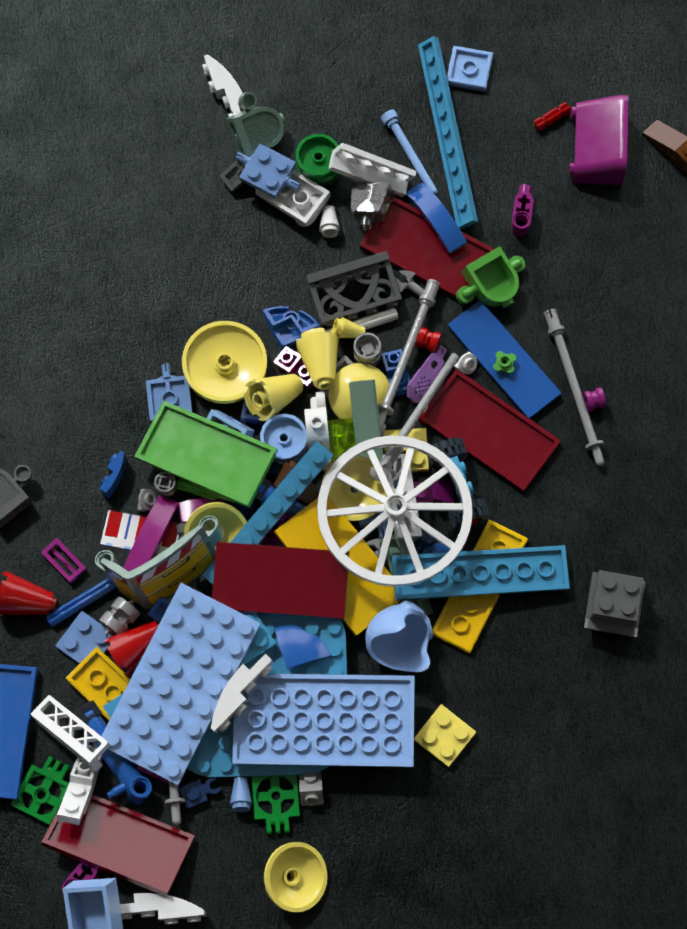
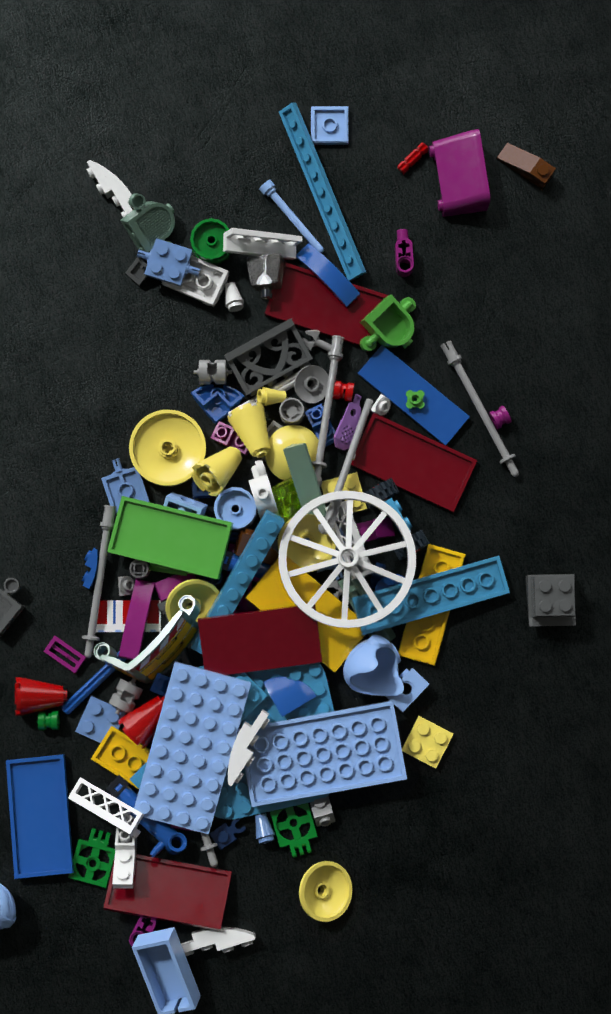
camera: 10 degrees left, 10 degrees up
(29, 627) = (49, 720): none -> green wheel
(140, 431) = (107, 525): none -> light grey bar
(290, 293) = (212, 372): none -> light grey wheel
(403, 320) = (319, 380): none -> light grey dish
(447, 669) = (417, 685): none -> light blue brick

